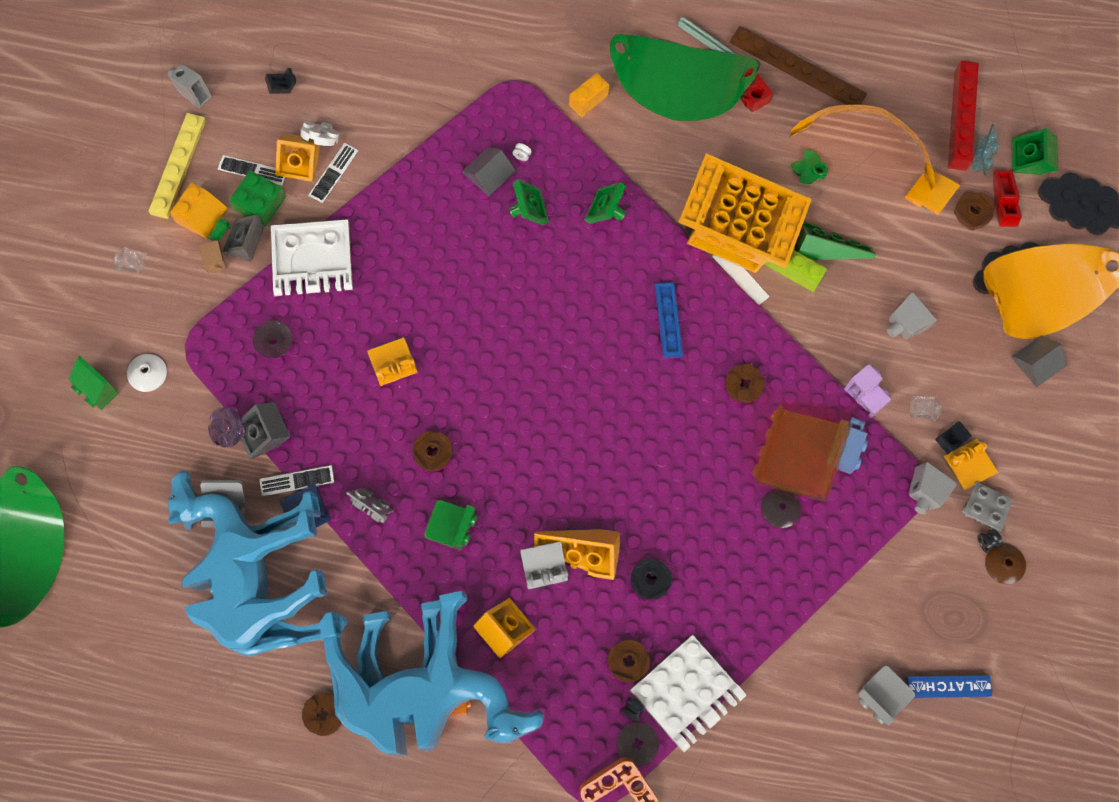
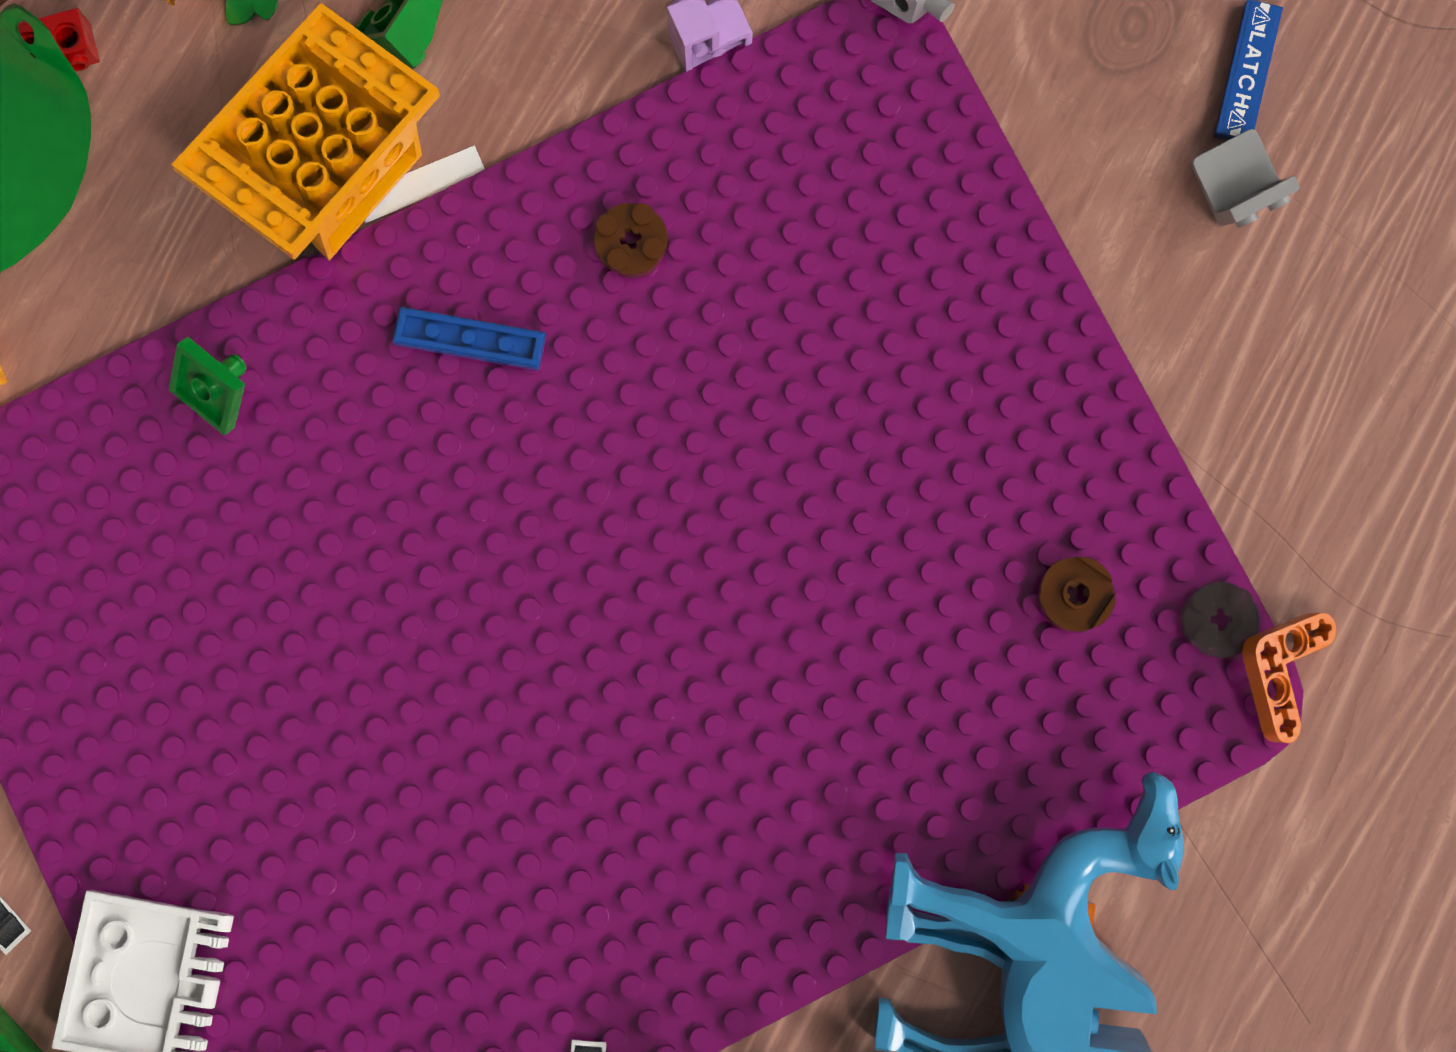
camera: 70 degrees left, 10 degrees up
(364, 500) = (670, 985): light grey hinge -> none
(392, 361) = (402, 875): light orange hinge -> none
(433, 440) = (592, 864): reddish brown plate -> none
(451, 524) = (749, 845): green bracket -> none
(489, 170) = (66, 587): dark grey slope -> none
(504, 627) = (963, 797): light orange slope -> none
(522, 152) = (48, 514): white bush -> none
(529, 204) = (161, 529): green tile -> none
(544, 565) = (870, 695): light grey hinge -> none
(586, 549) = (860, 608): light orange wedge -> none
(632, 709) = (1162, 611): black wheel -> none
(661, 584) = (955, 496): black plate -> none
(684, 690) = (1147, 511): white hinge -> none
(774, 515) = (869, 265): clear smoke dish -> none
(801, 270) = (450, 66): lime brick -> none
(801, 454) = (792, 180): clear orange panel -> none
(854, 445) = (799, 94): medium blue brick -> none

